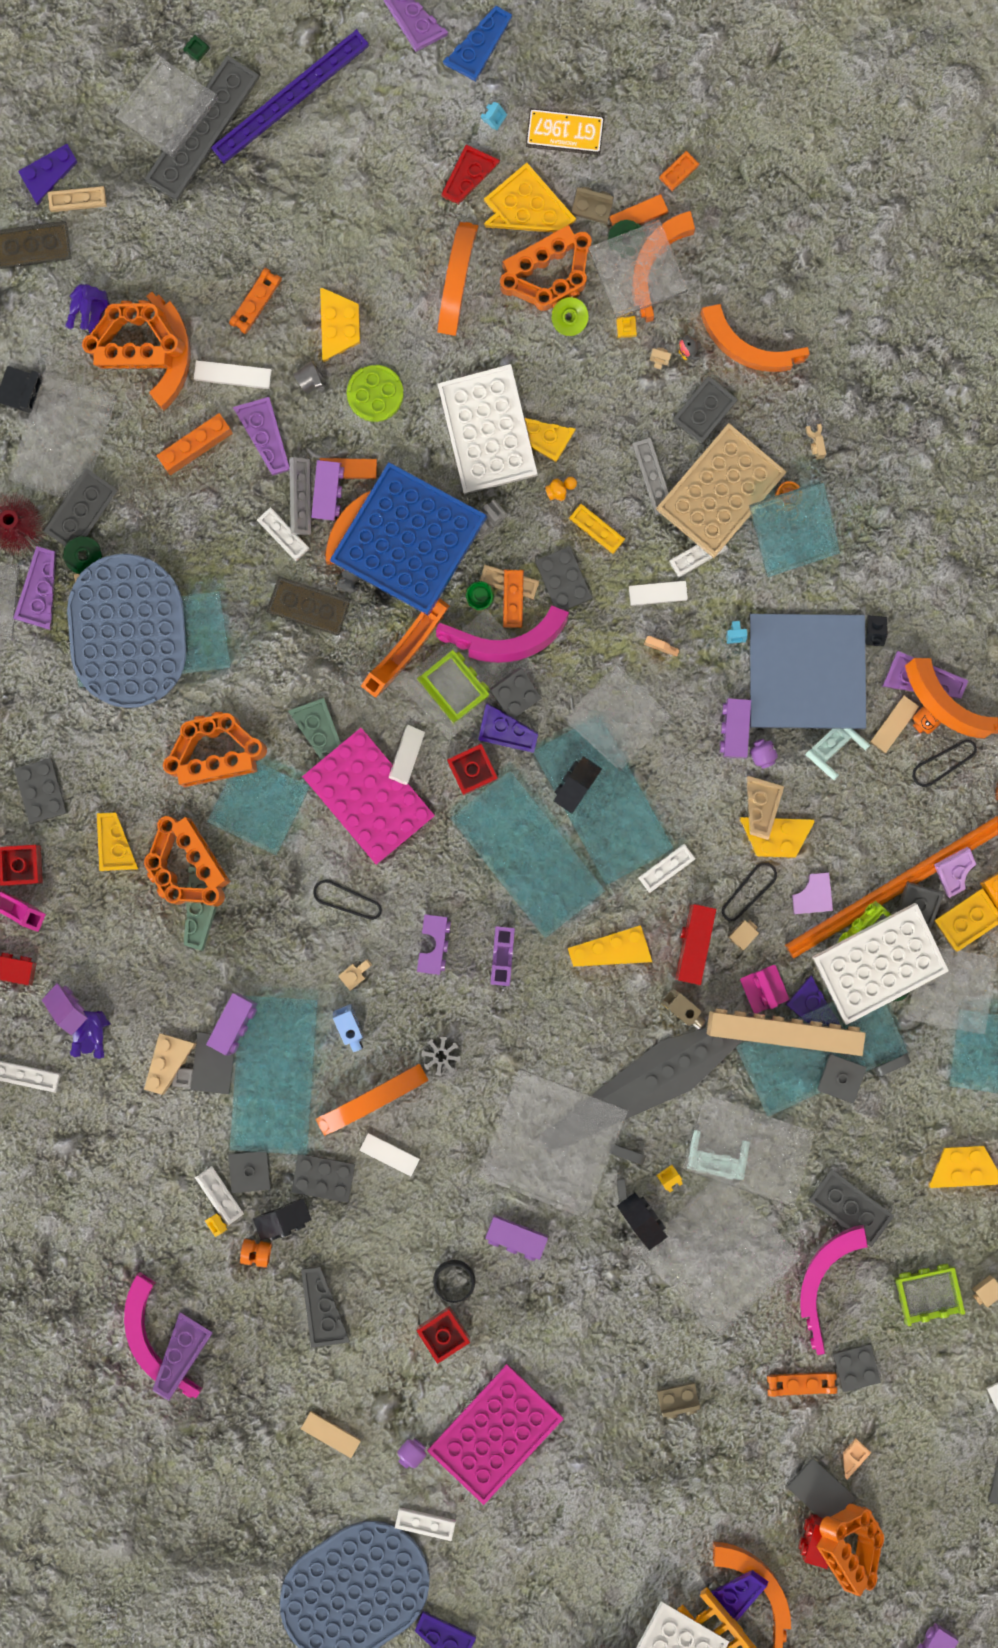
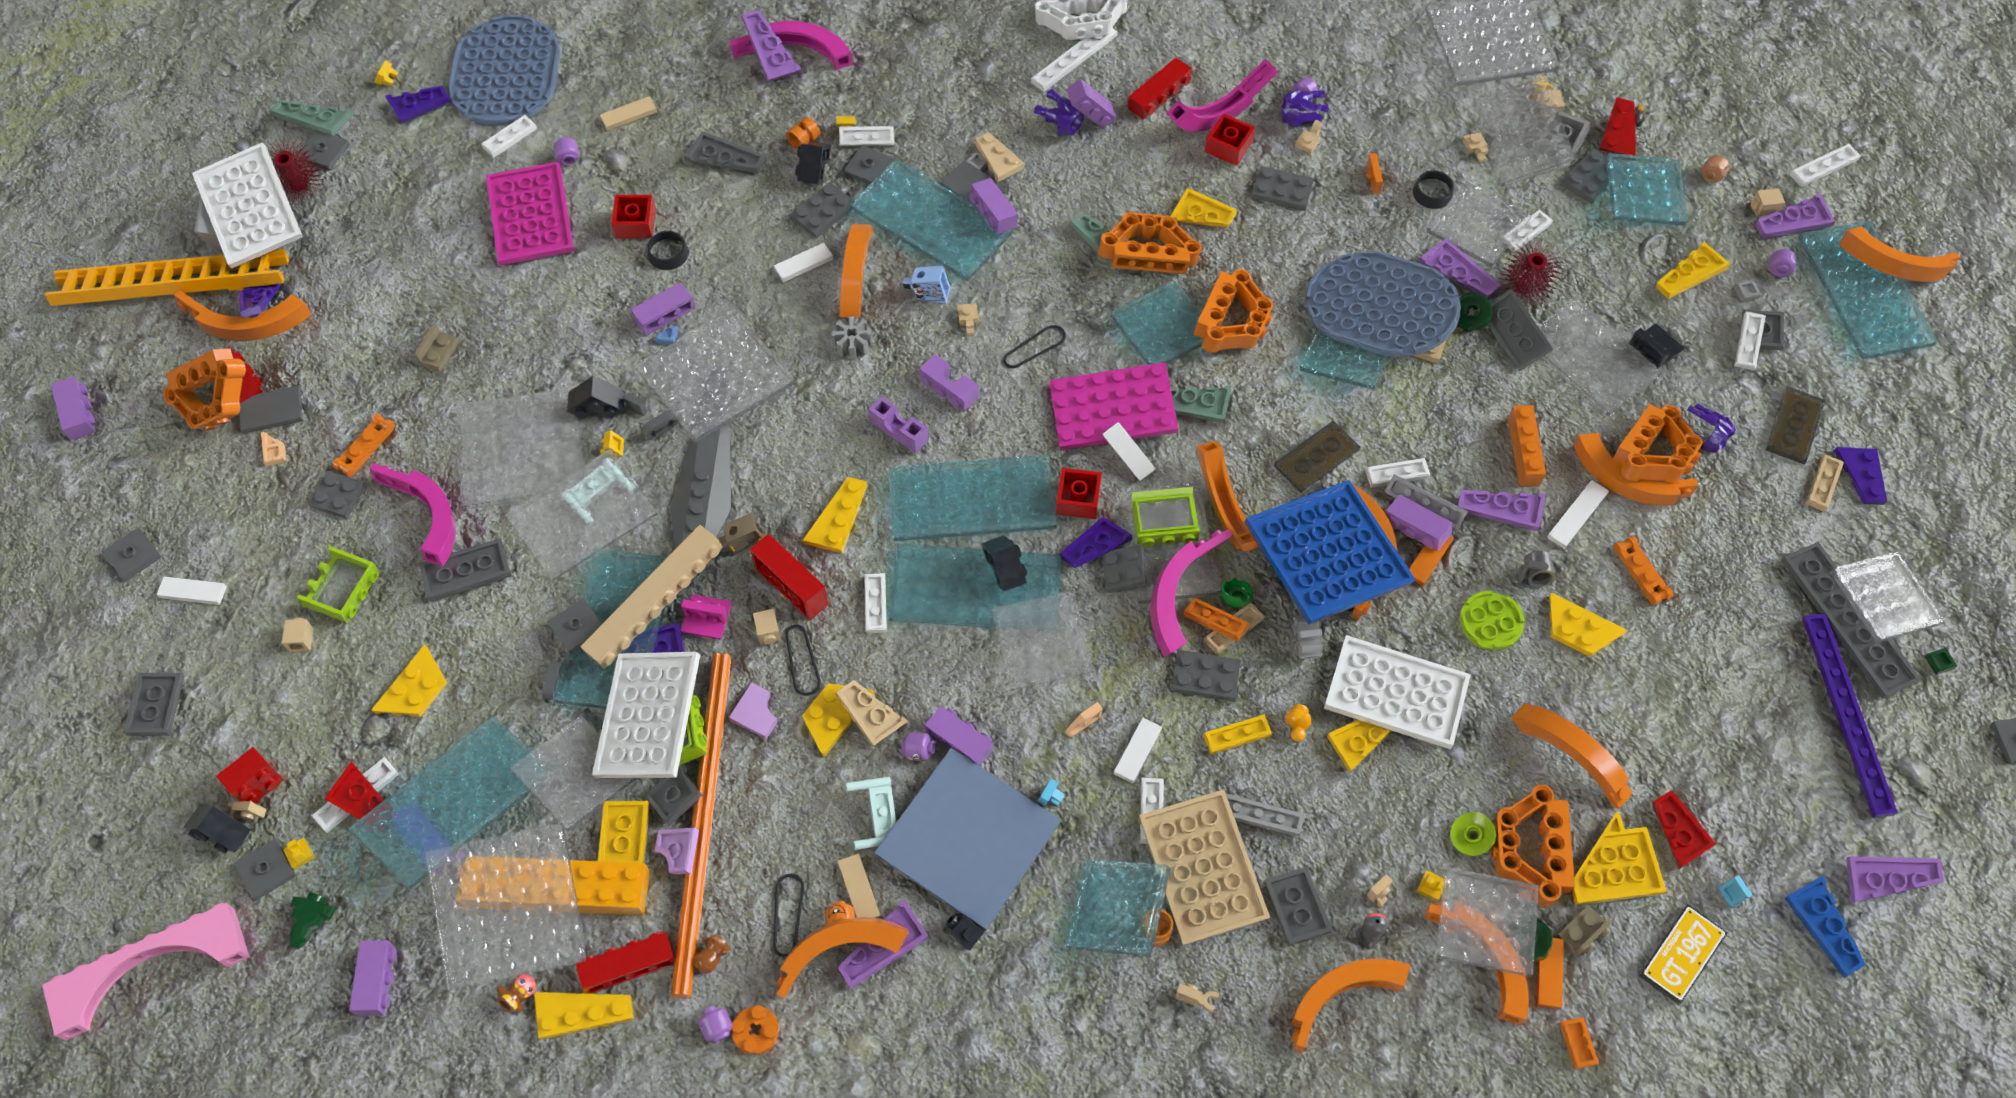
camera: 120 degrees right, 25 degrees down
(537, 1215) = (667, 336): none -> medium blue tile

